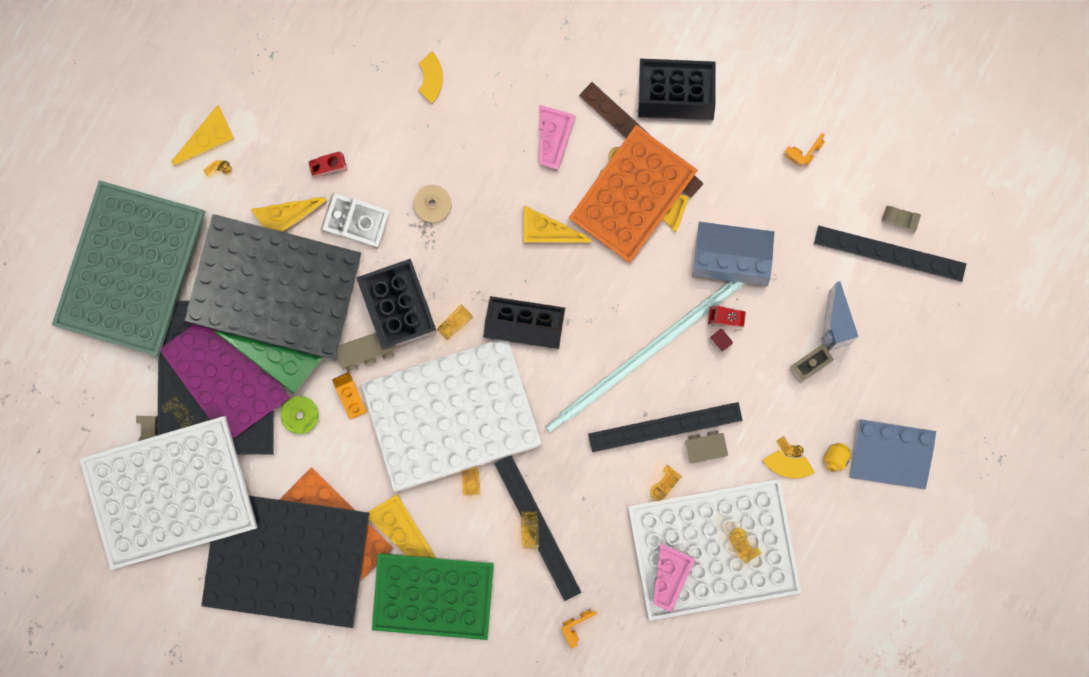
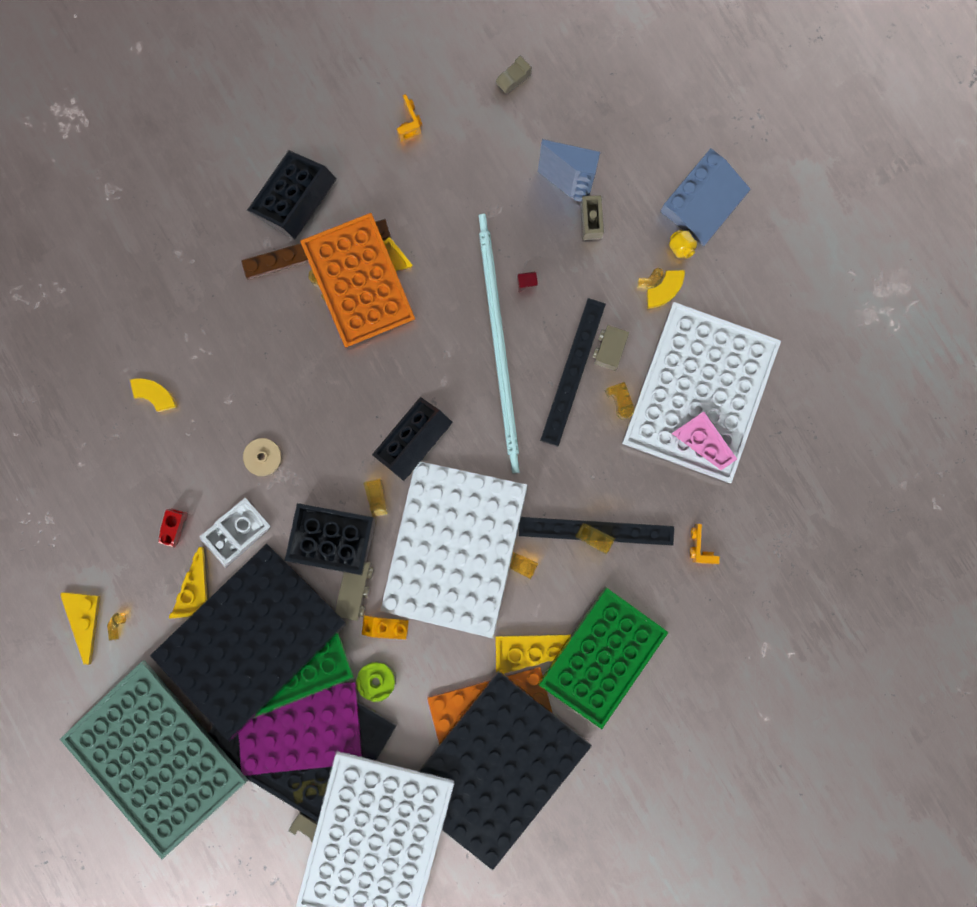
camera: 60 degrees left, 0 degrees up
(542, 229) = (342, 376): yellow wing -> none
(554, 135) = (266, 318): bright pink wing -> none
(726, 317) = (510, 265): red leg -> none
(733, 253) = (460, 228): sand blue slope -> none
(742, 546) = (714, 365): clear yellow leg -> none
(890, 253) = (536, 103): black plate -> none

